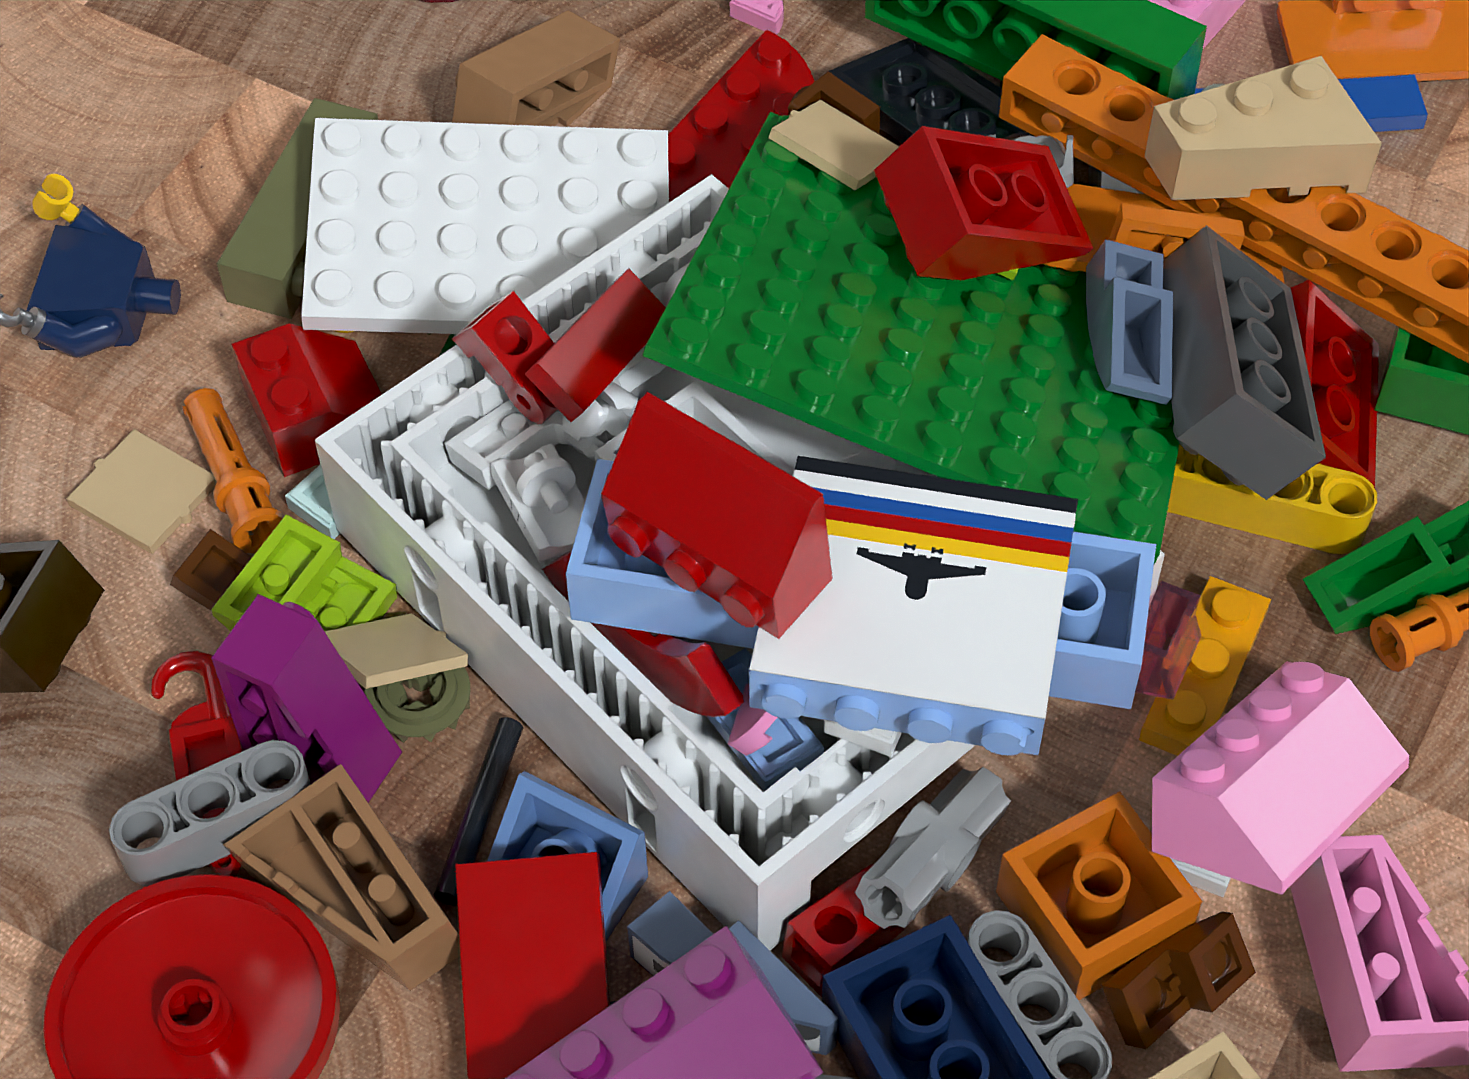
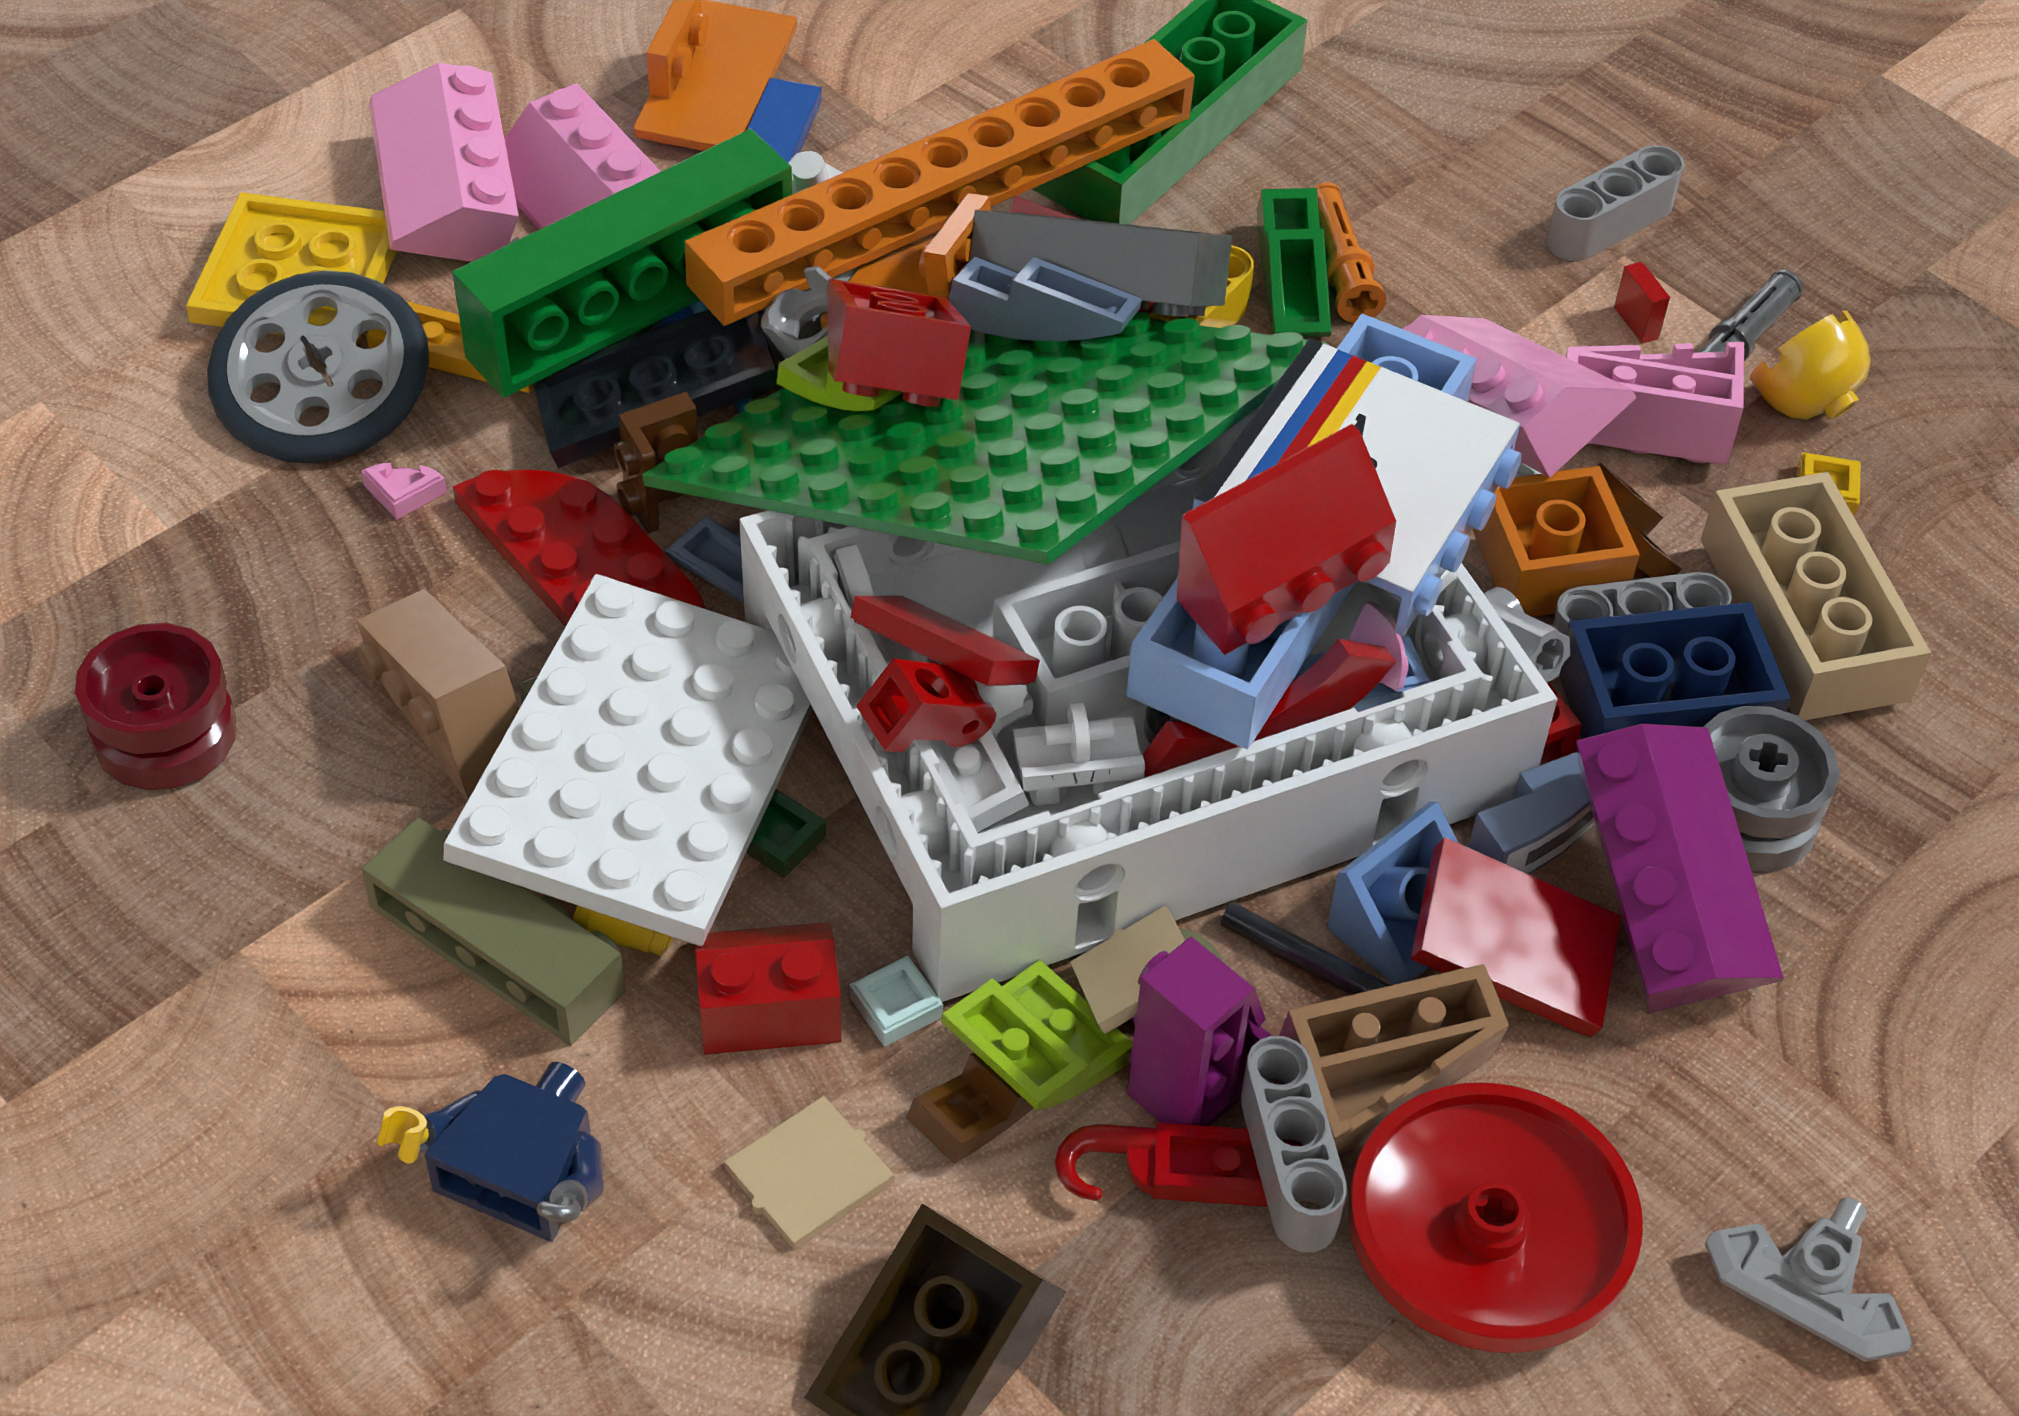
camera: 75 degrees left, 5 degrees down
(239, 488) = (863, 1070): orange pin -> none
(833, 143) = (725, 431): tan piece -> none
(1262, 133) = (913, 130): tan wedge -> none

